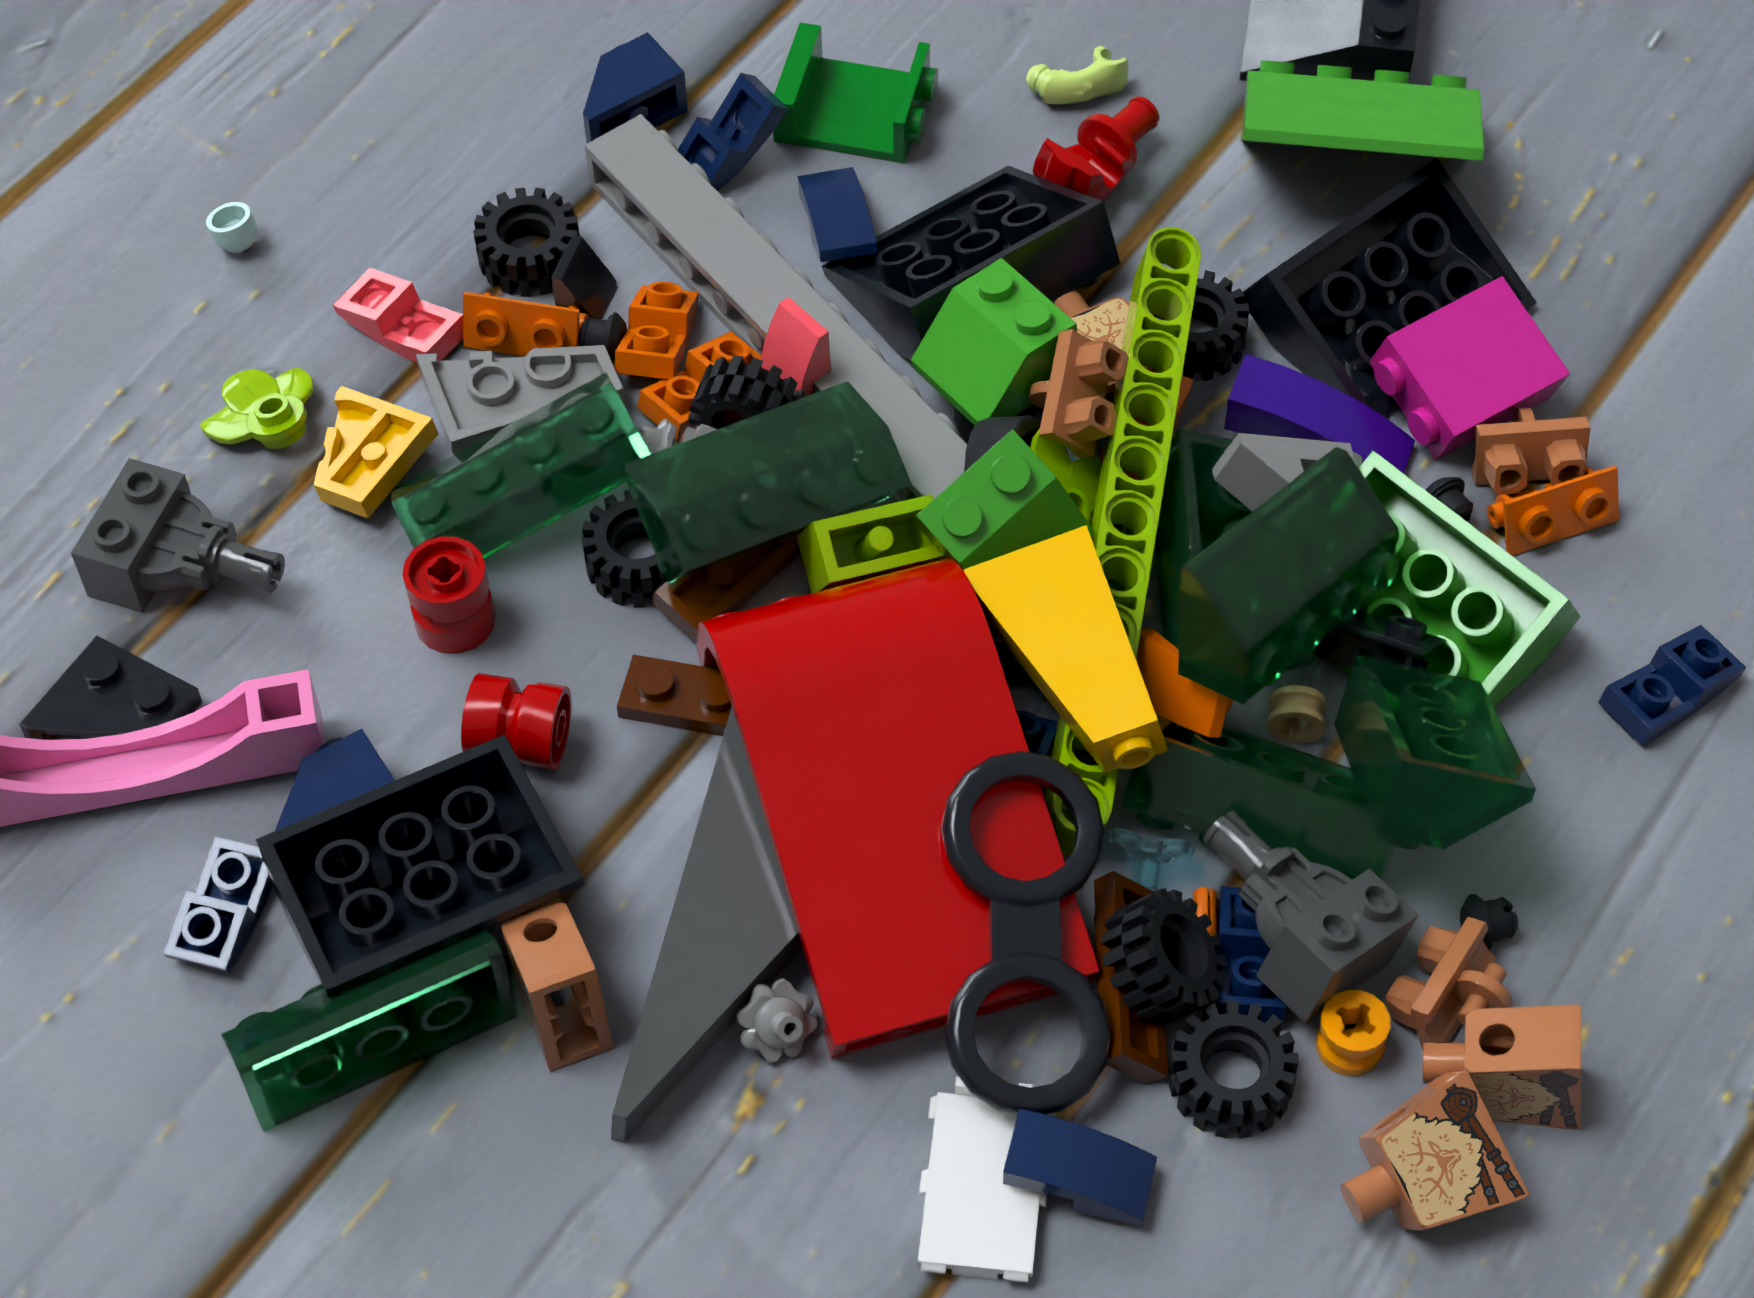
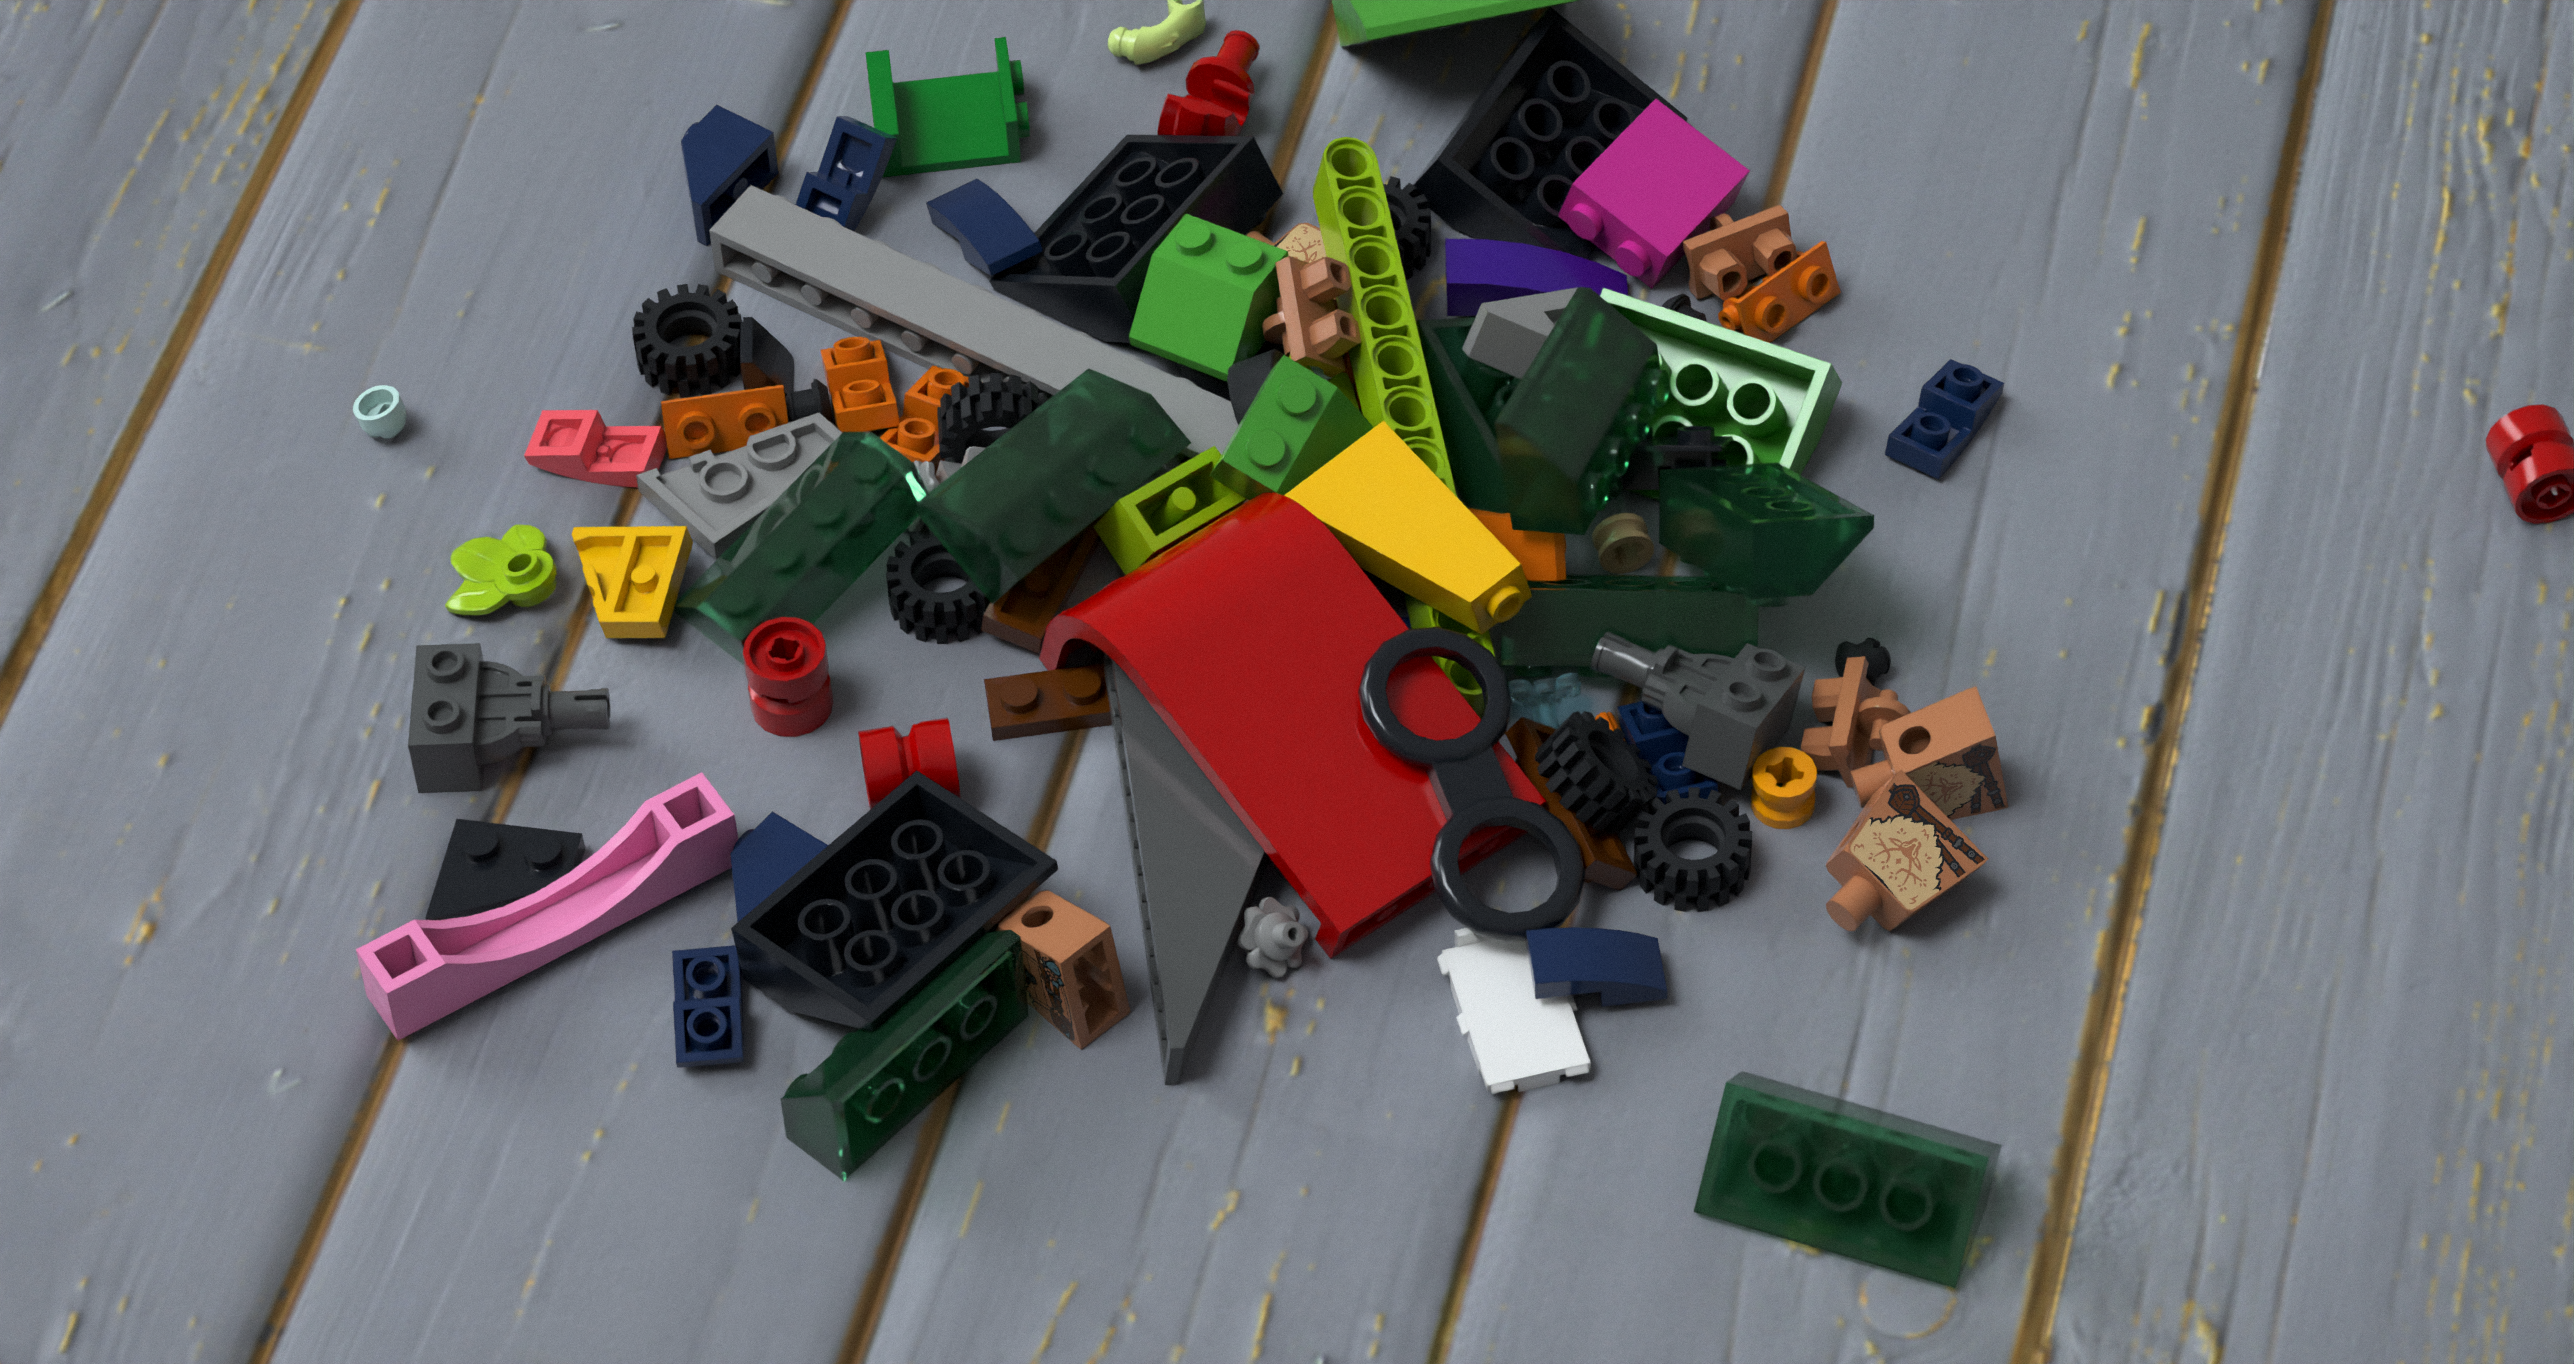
camera: 20 degrees left, 5 degrees down
(797, 346) = (1021, 349): coral slope -> none

